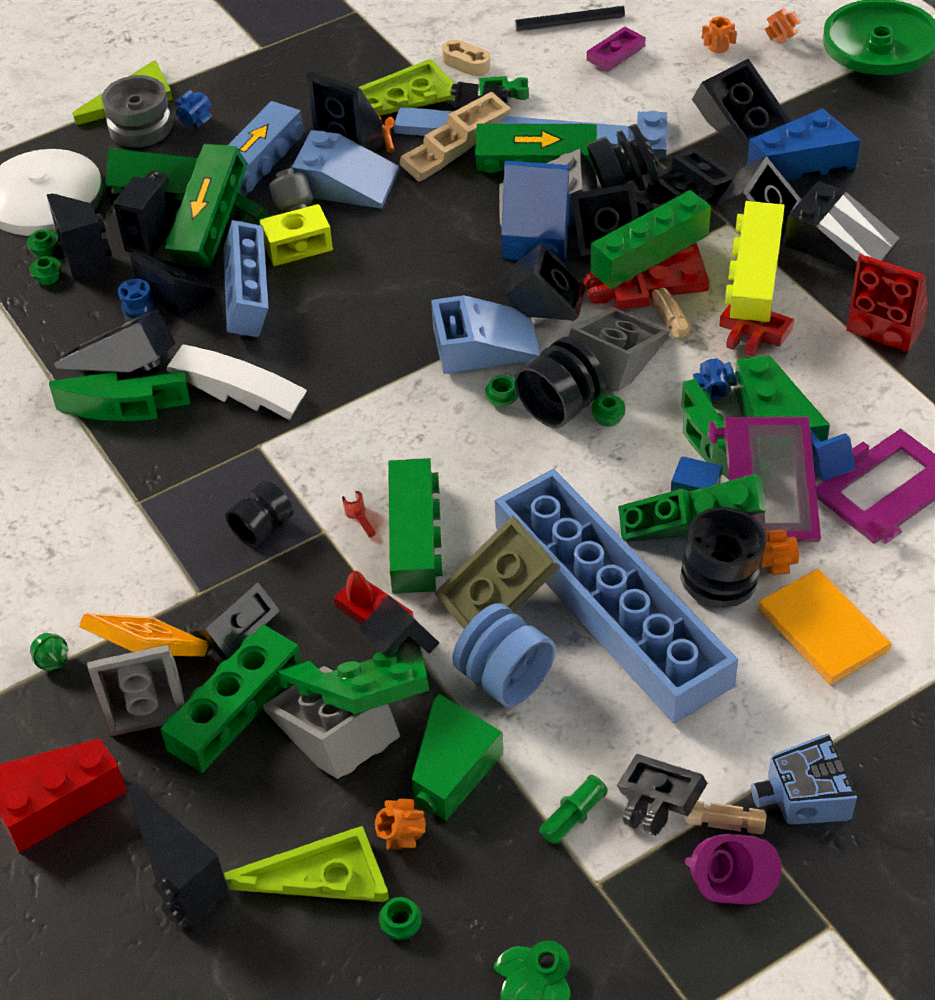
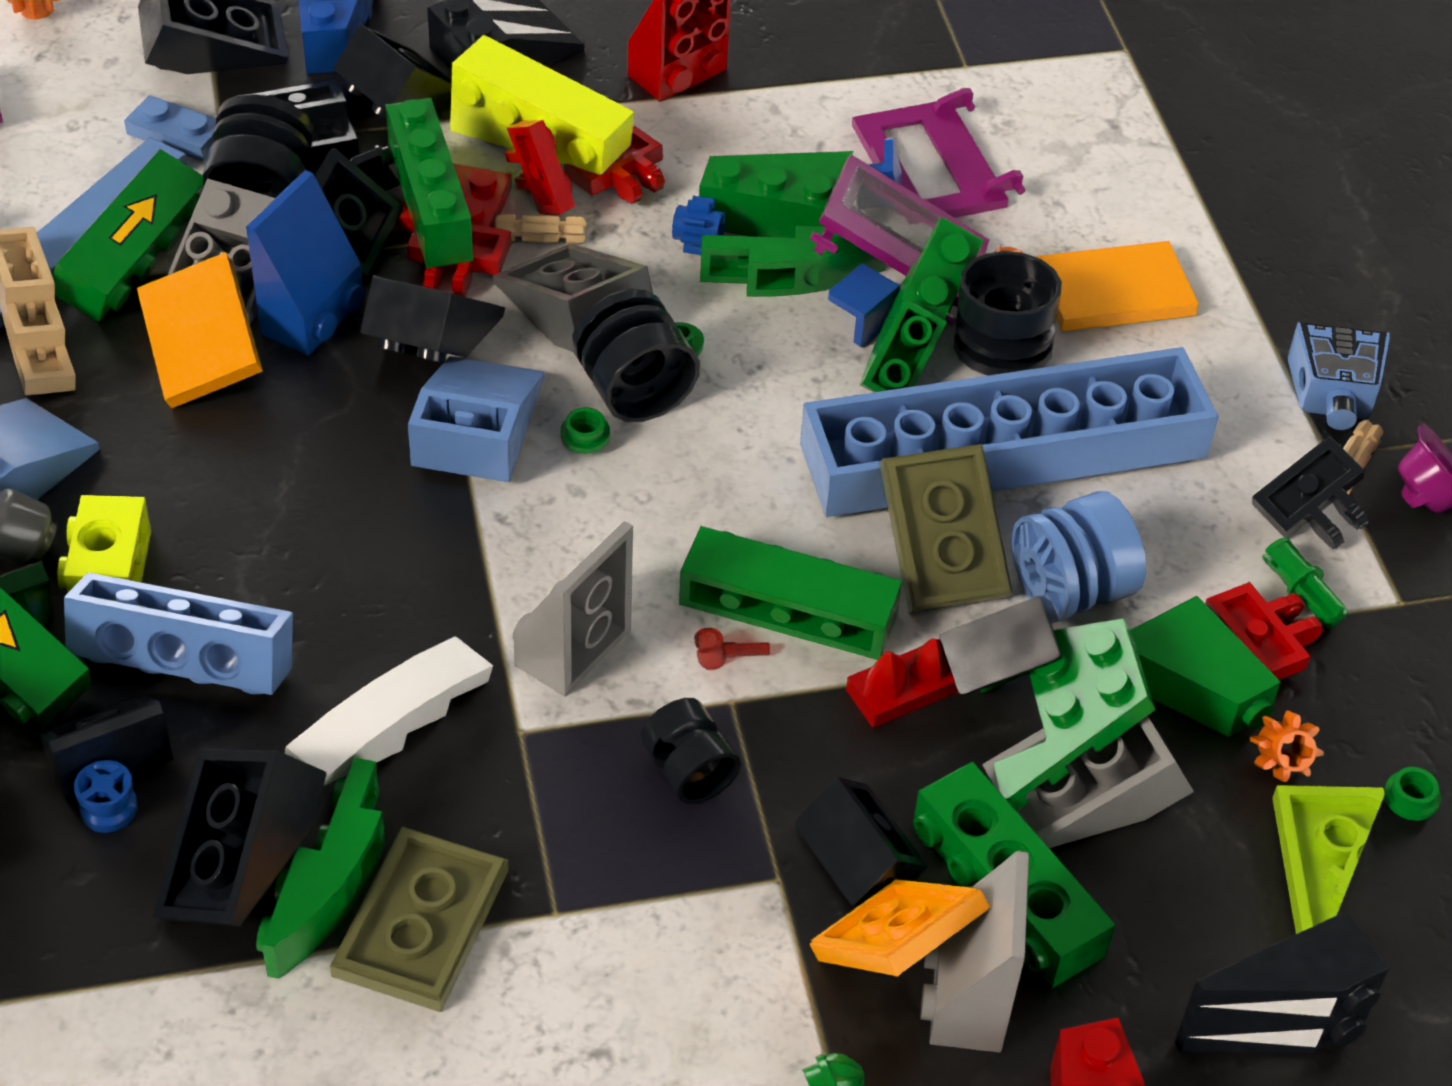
camera: 75 degrees left, 0 degrees up
(109, 447) = (420, 919): none -> olive tile
(326, 424) = (579, 616): none -> light grey slope
(470, 205) = (199, 330): none -> light orange tile
(506, 788) = (1263, 627): none -> red hinge
(702, 290) = (541, 169): none -> red hinge

